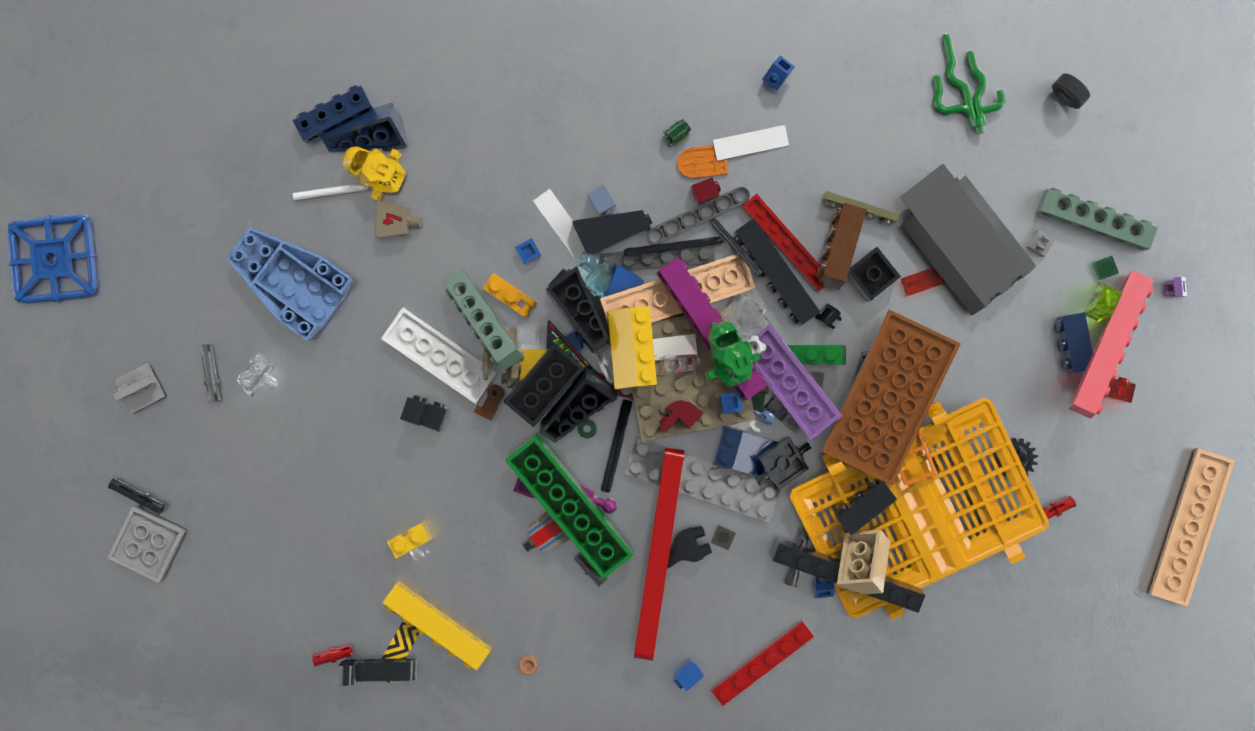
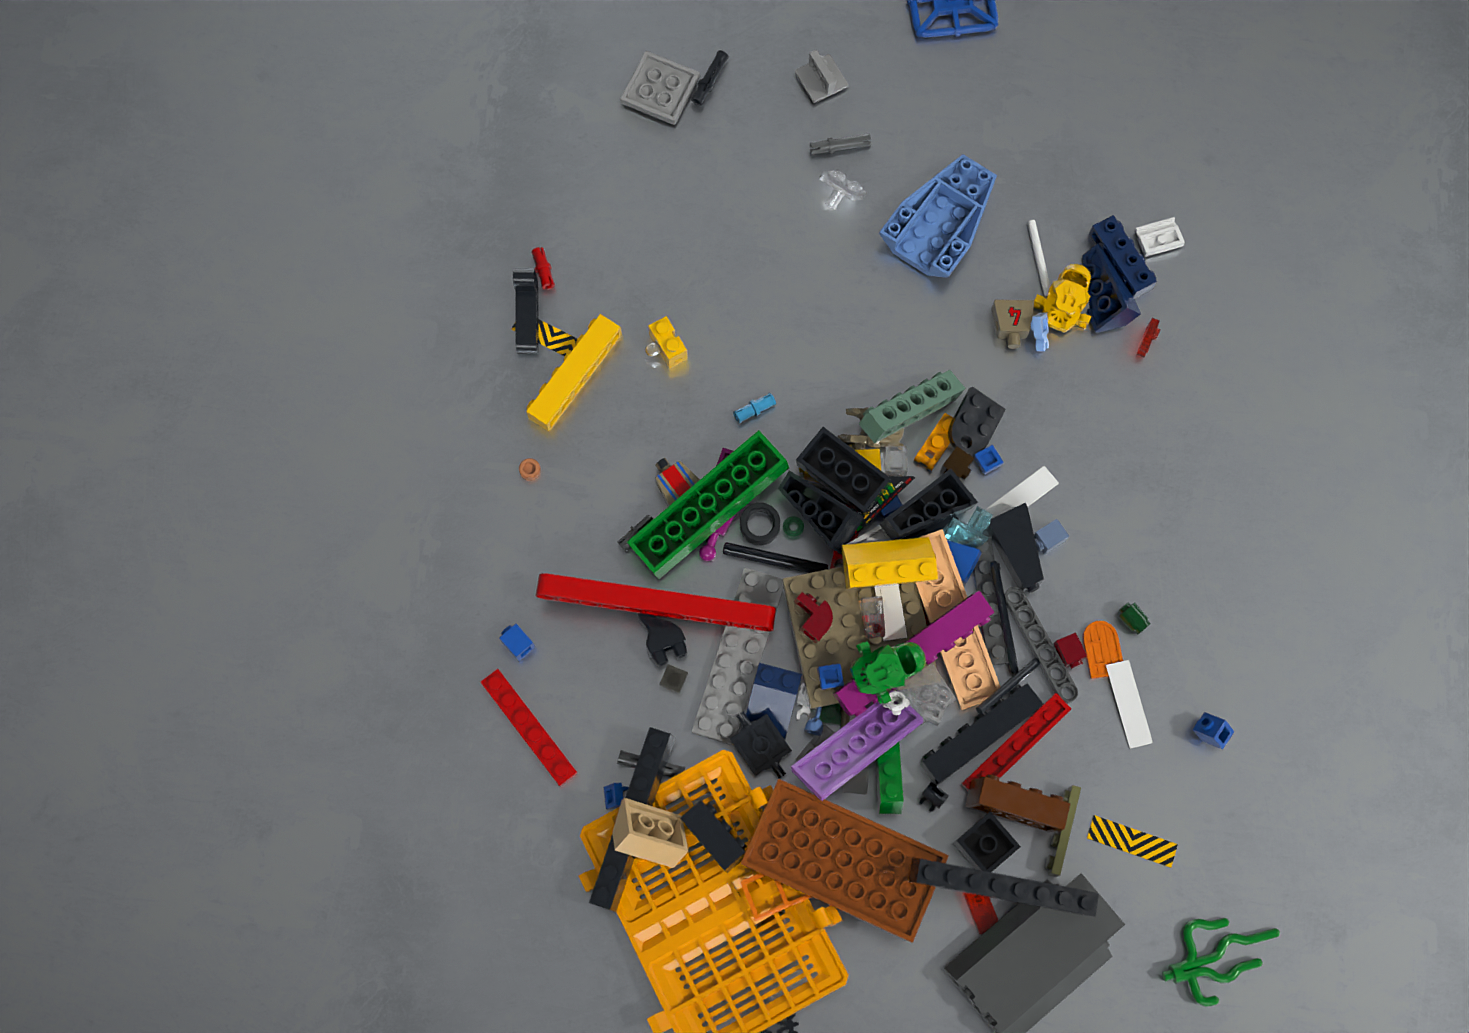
camera: 85 degrees right, 15 degrees down
(312, 78) = (1159, 237): none -> white plate
(404, 196) = (1039, 325): none -> light blue plate
(410, 94) = (1151, 333): none -> clear red plate
(424, 413) = (807, 347): black brick -> none
(438, 355) = (868, 368): white plate -> none
(474, 461) = (754, 408): none -> dark azure pin
(492, 261) = (975, 421): none -> black plate
(494, 397) = (814, 421): reddish brown leg -> none
(534, 279) = (959, 462): none -> dark brown brick
(584, 473) = (754, 508): none -> black tyre
(867, 149) = (1132, 841): none -> sticker
(917, 265) = (1003, 887): none -> black brick

